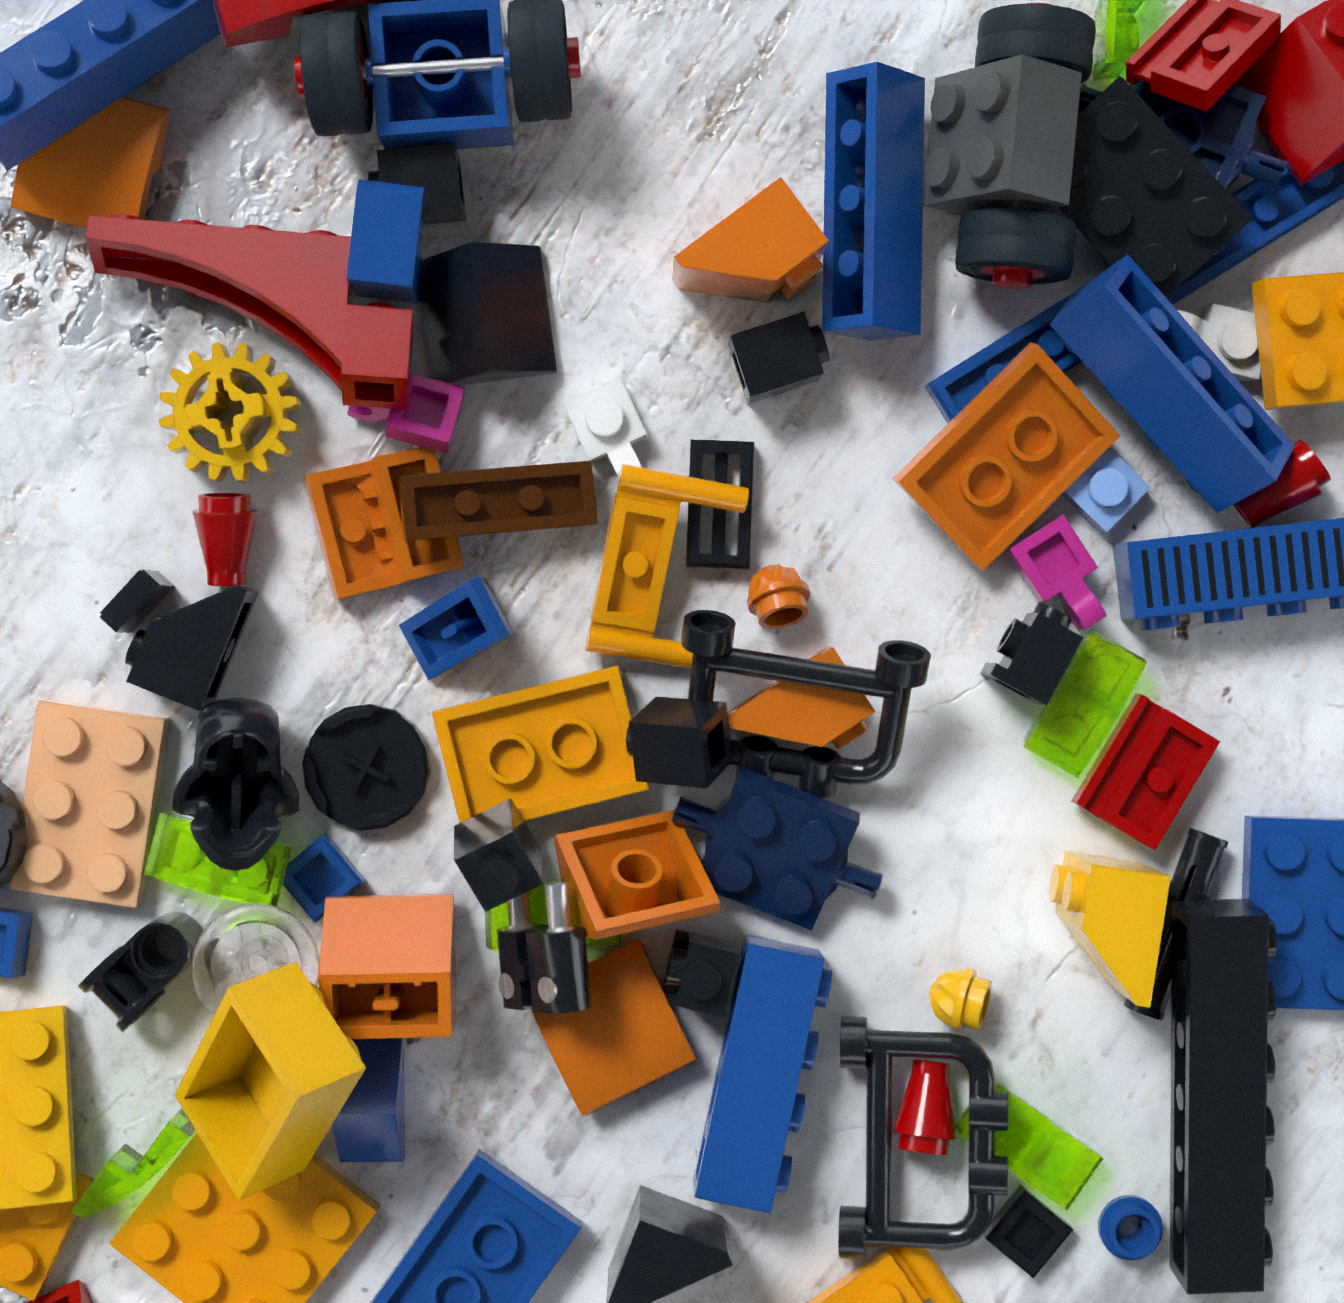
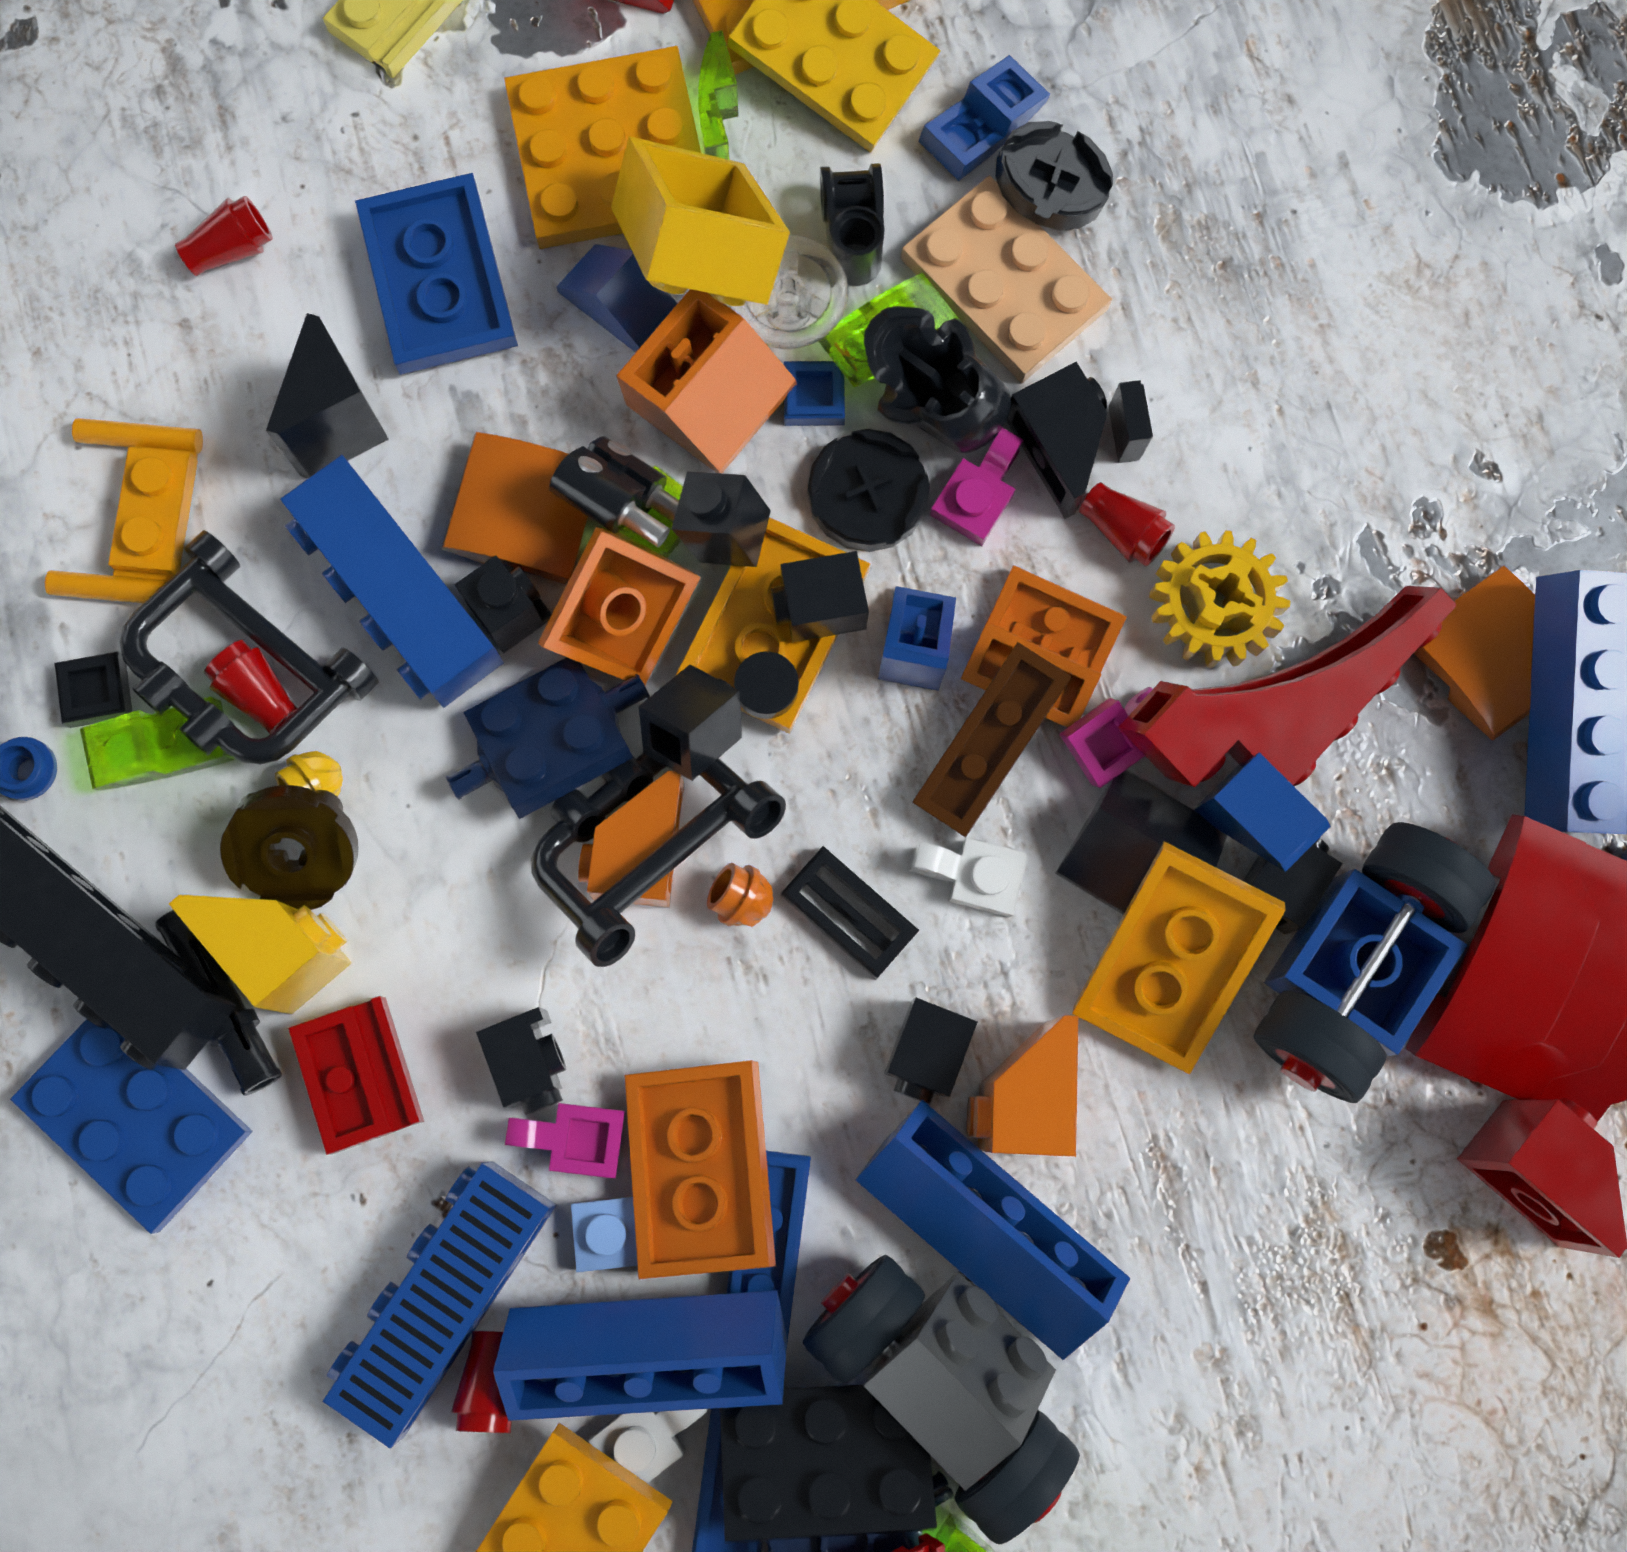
camera: 125 degrees right, 10 degrees down
(300, 675) = (976, 494): none -> dark pink plate
(497, 724) = (821, 597): none -> black brick
(554, 221) = (1178, 957): none -> light orange plate
(600, 710) = (766, 685): none -> black tile
(638, 560) = (859, 811): light orange plate -> none
(998, 980) = (297, 814): none -> dark brown plate
(1085, 703) = (451, 1072): clear neon green slope -> none

